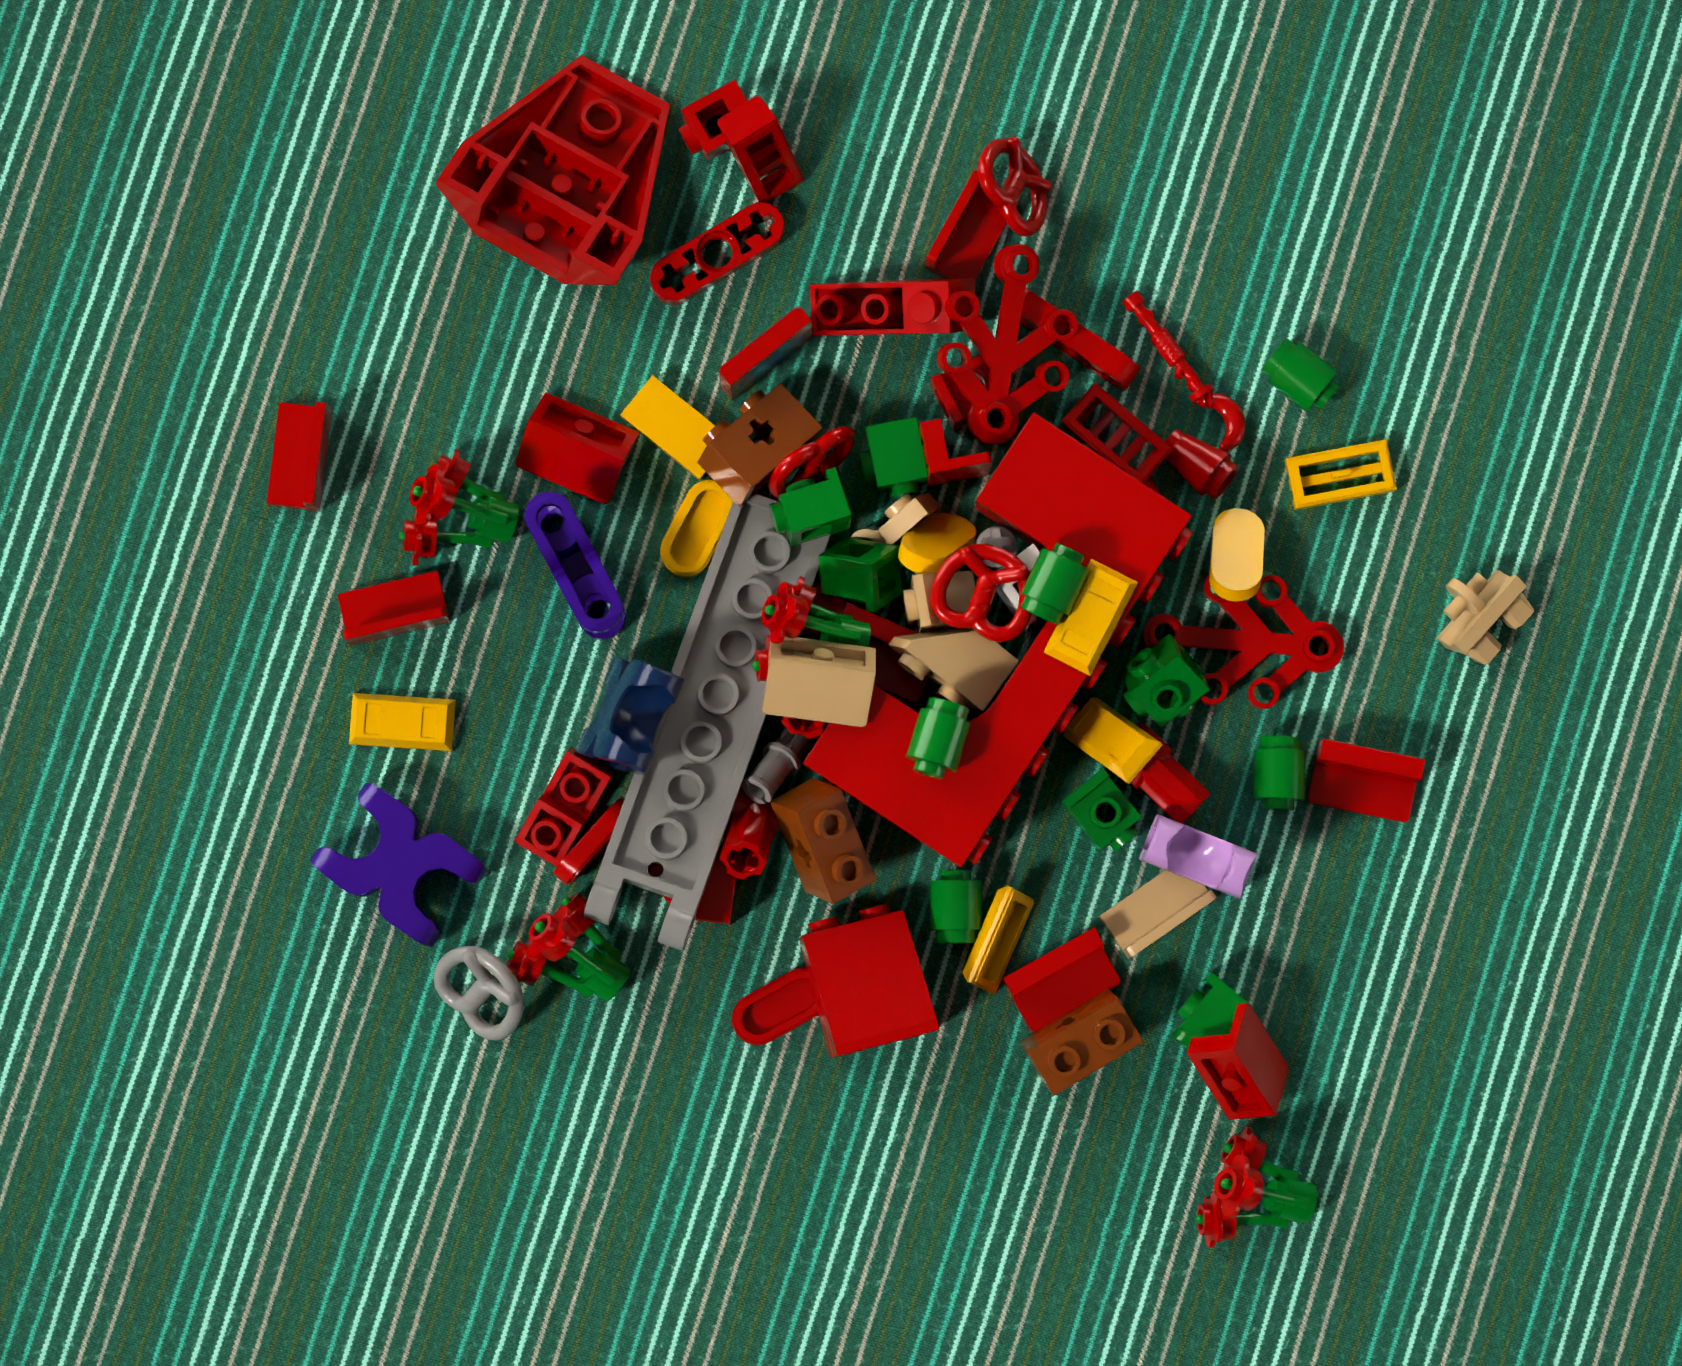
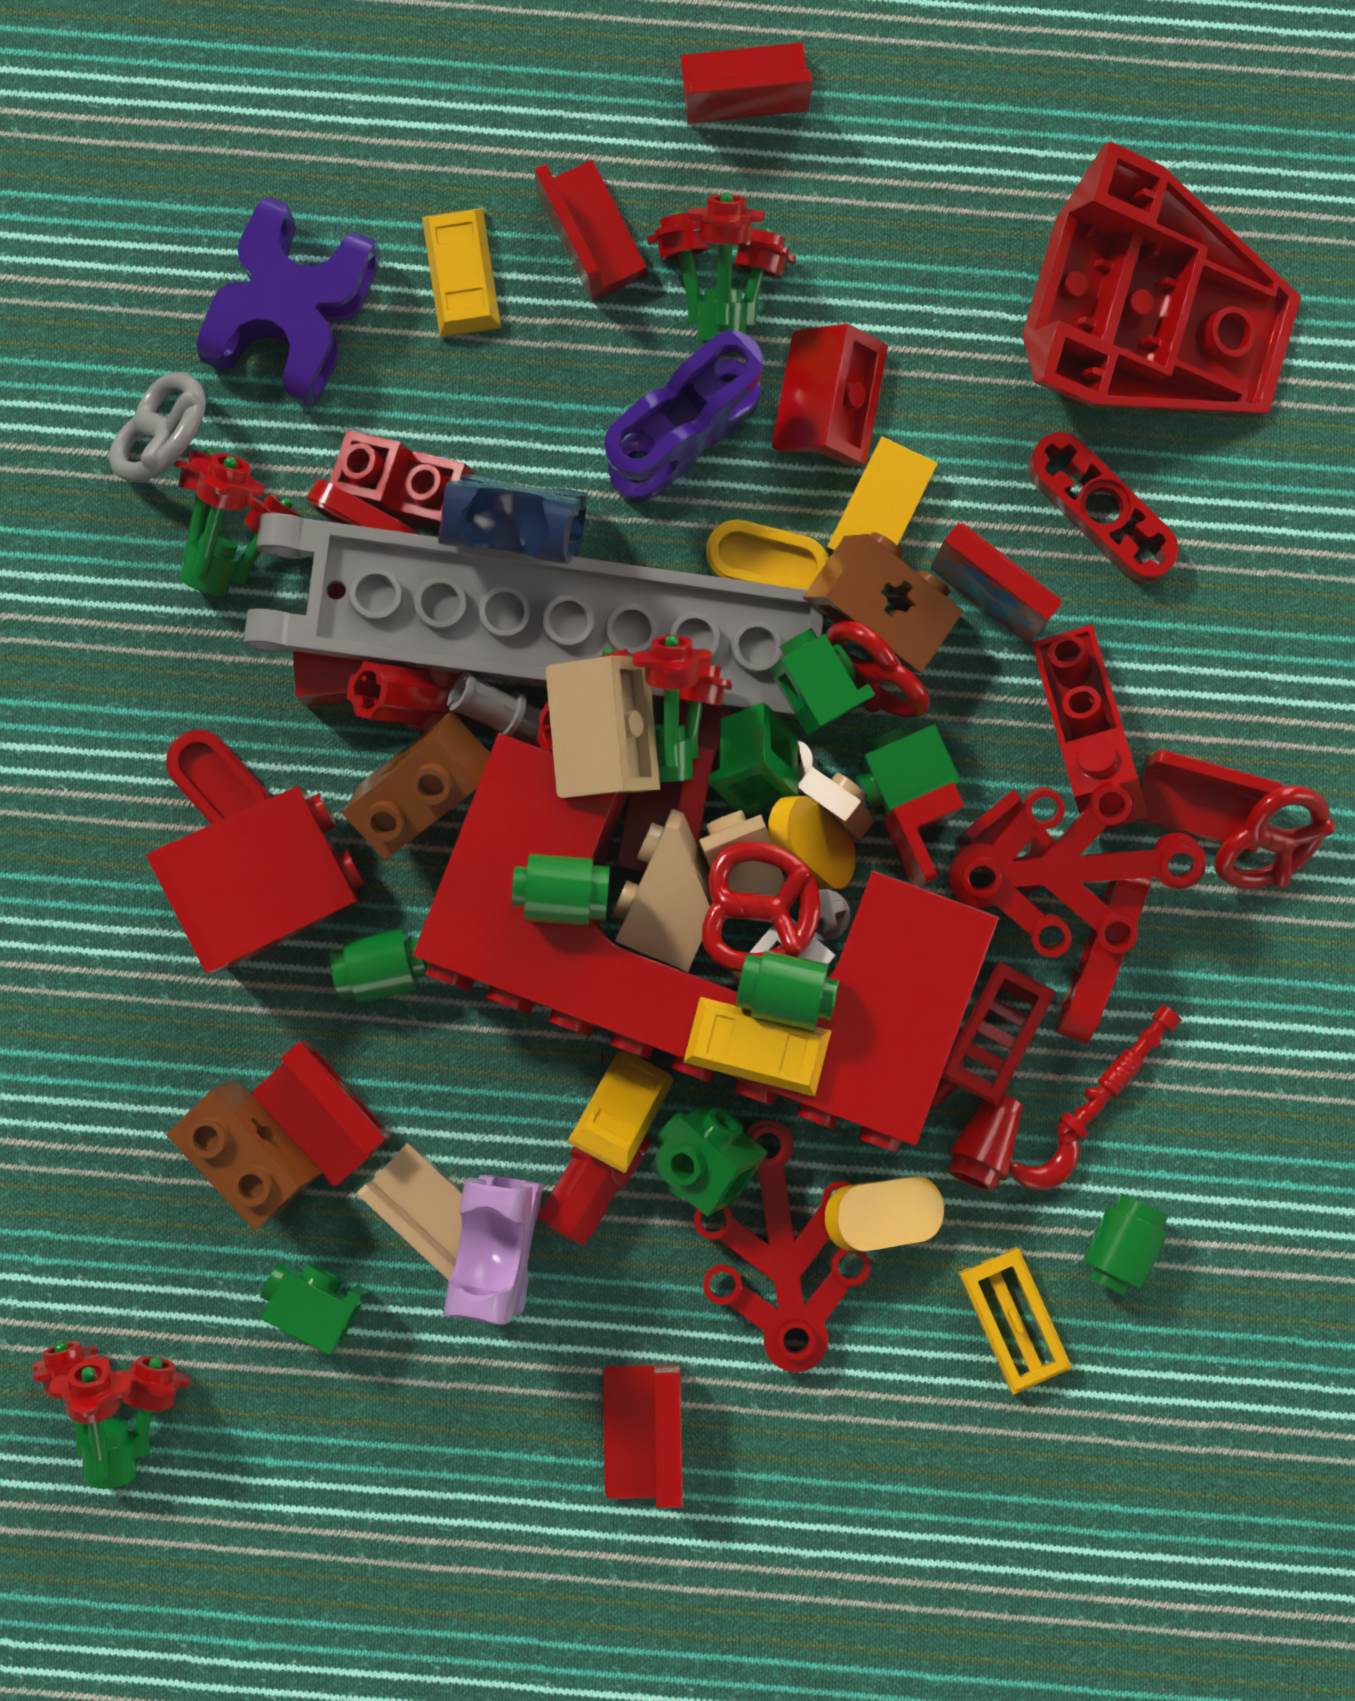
camera: 80 degrees right, 0 degrees up
(702, 112) = (1282, 463): red brick -> none
(759, 148) = (1268, 497): red slope -> none
(997, 938) = (350, 1025): yellow tile -> none
(1082, 807) = (555, 1107): green brick -> none
(1241, 1067) = (247, 1362): red panel -> none
(1279, 772) = (628, 1325): green brick -> none
(1478, 608) = (887, 1531): tan hips -> none

